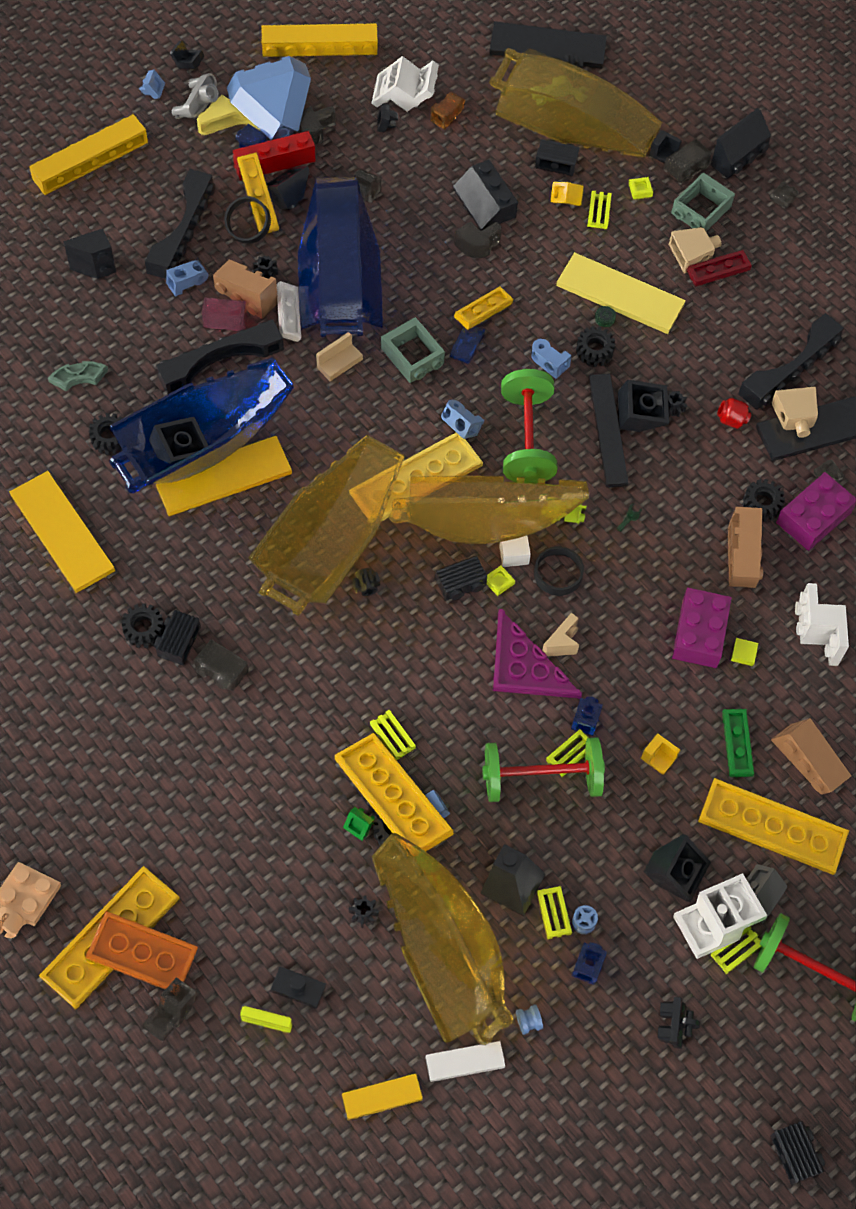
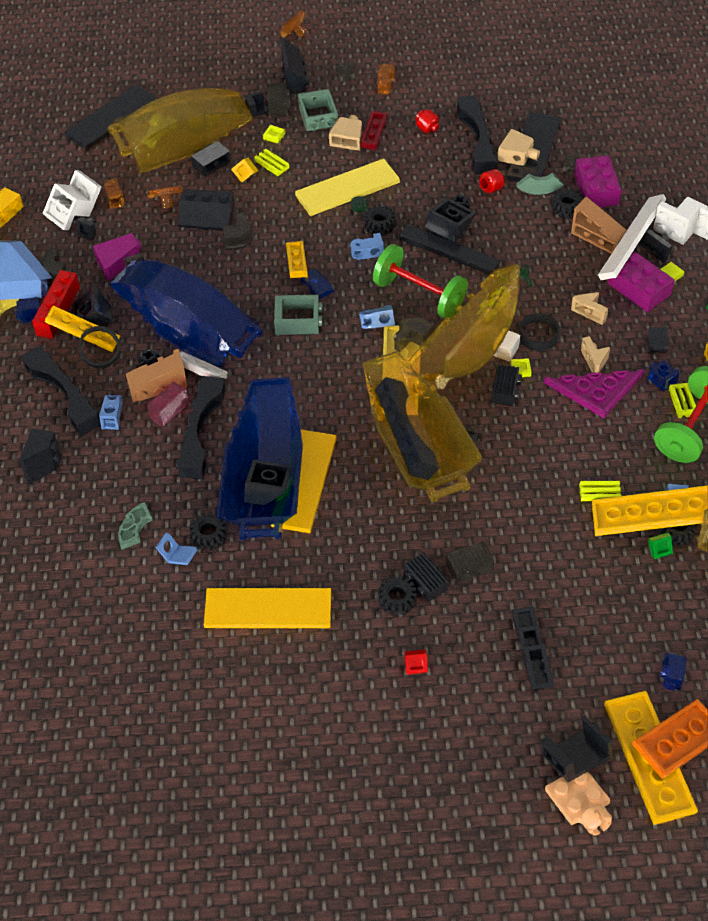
camera: 50 degrees left, 10 degrees down
(66, 869) = (578, 752): none -> black panel
(68, 427) = (176, 554): none -> medium blue bracket
(80, 681) = (416, 661): none -> red tile
(161, 772) = (532, 648): none -> black slope
(213, 910) = (673, 671): none -> clear blue brick
(289, 547) = (416, 454): none -> black arch
(338, 357) = (266, 360): tan panel -> none
(373, 159) = (111, 254): none -> magenta slope
(463, 456) = (414, 330): none -> clear smoke brick
(476, 150) = (165, 194): none -> clear orange tile
(628, 596) = (588, 306): none -> tan slope
(630, 687) = (658, 340): none -> black bracket
(749, 584) = (631, 238): none -> white tile
(766, 460) = (540, 185): none -> sand green tile
(771, 615) = (656, 245): none -> black tile
(772, 307) = (427, 121): none -> red head
(803, 233) = (385, 76): none -> clear orange leg
(806, 109) = (295, 25): none -> clear orange tile

